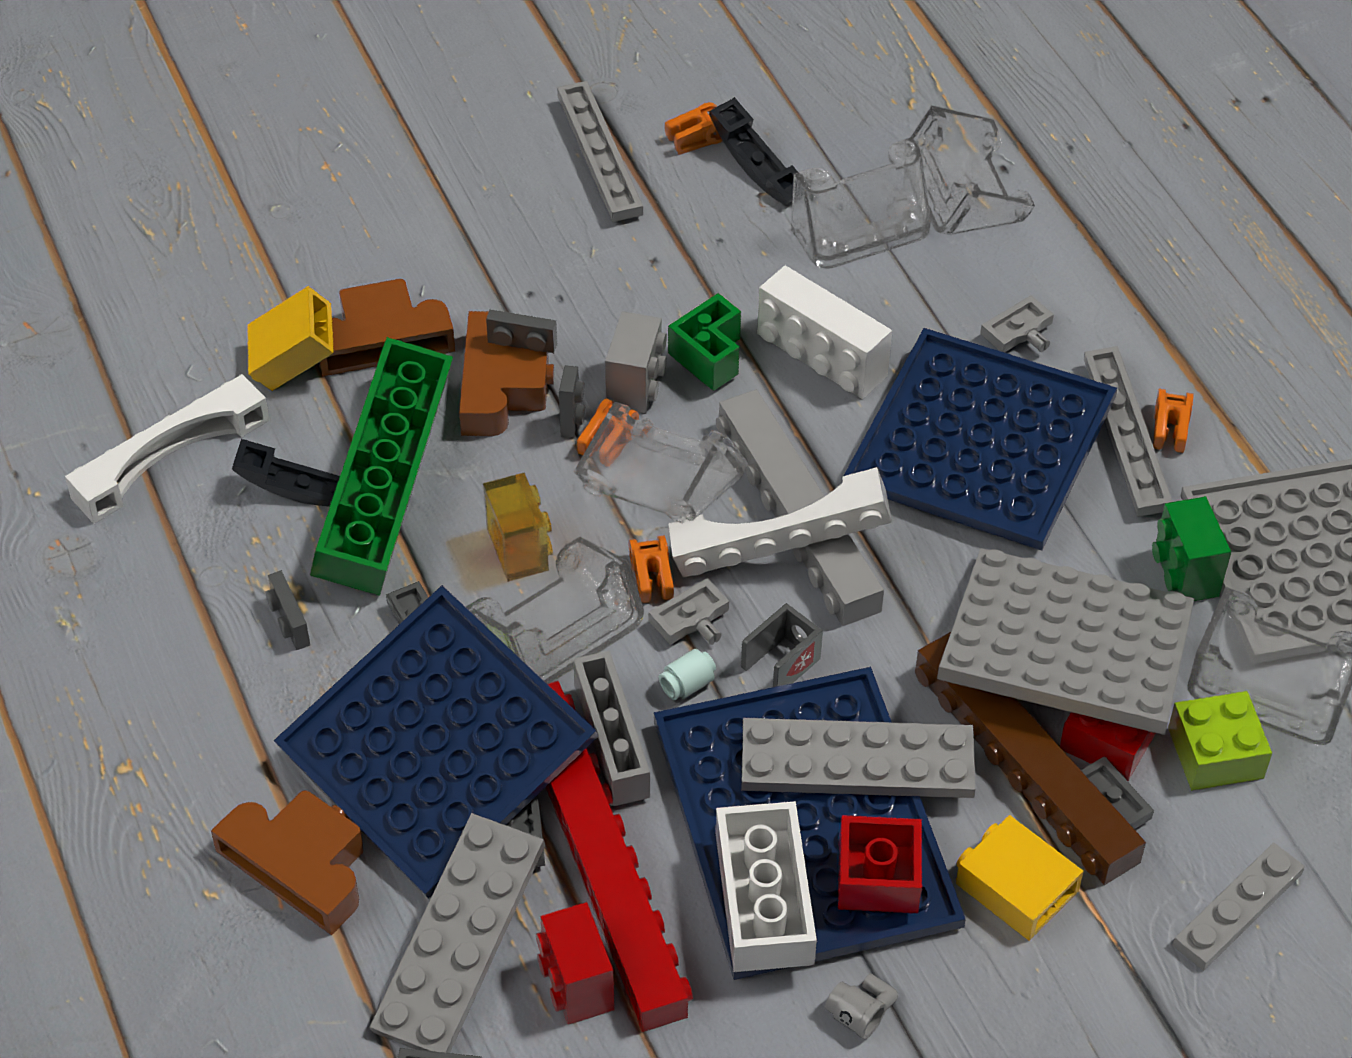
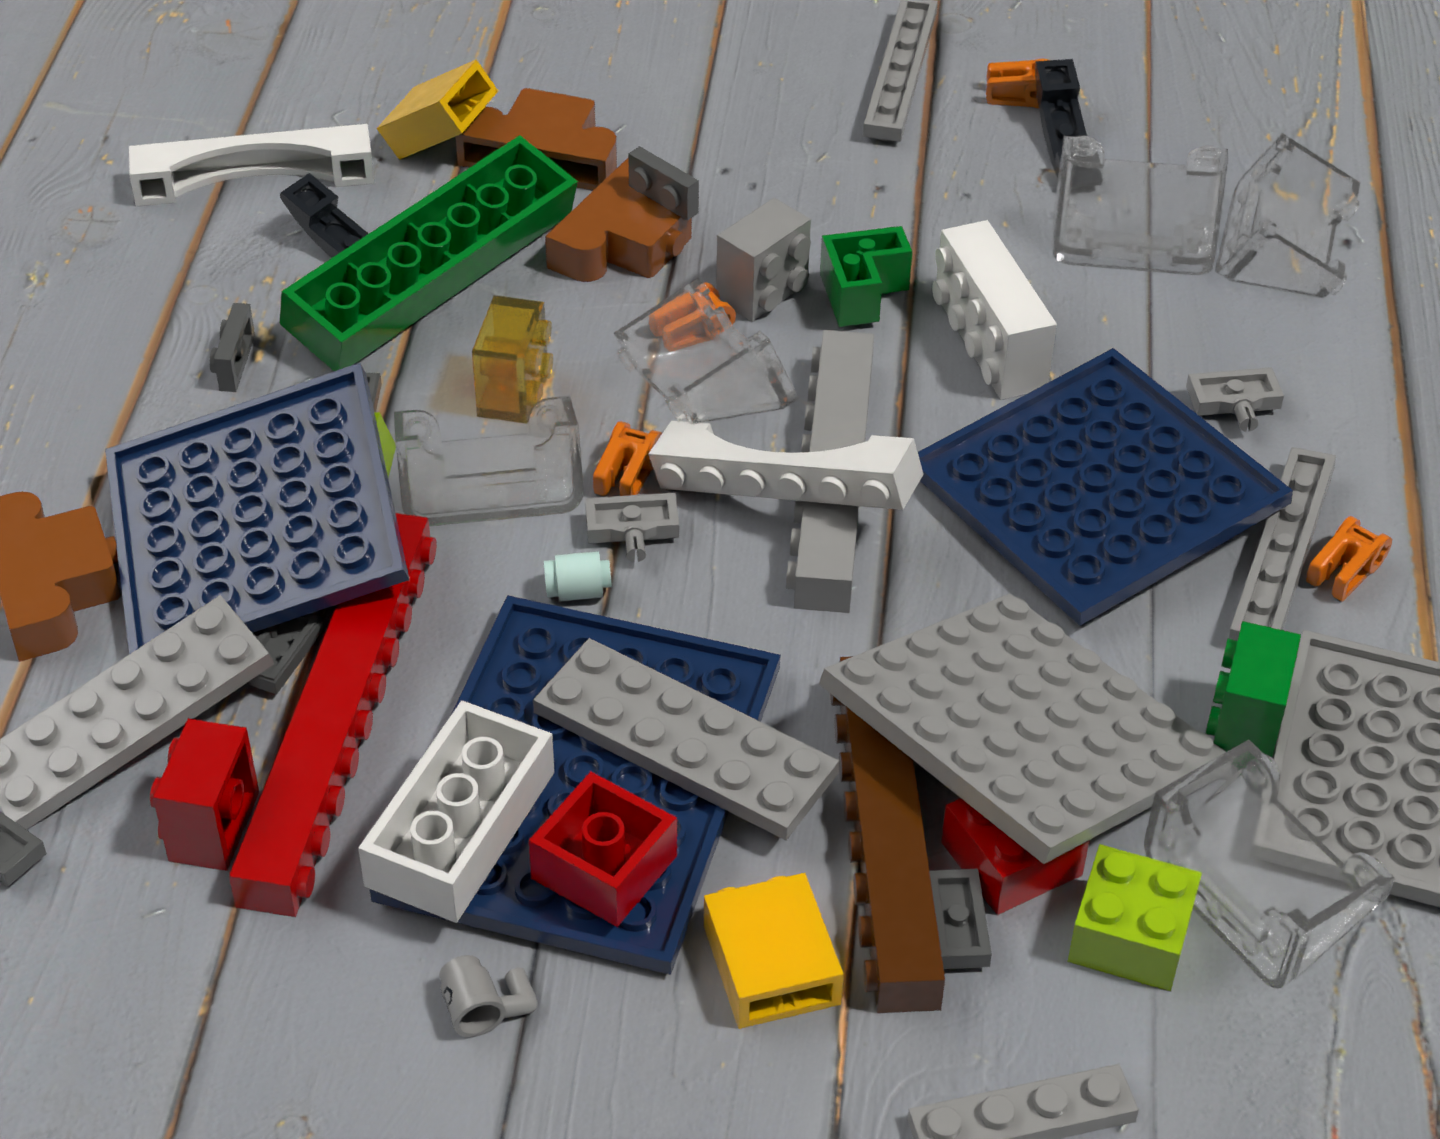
camera: 30 degrees right, 5 degrees down
(570, 395) = (664, 265): dark grey plate -> none
(608, 713) = (445, 589): light grey brick -> none
(772, 632) = (697, 591): dark grey piece -> none

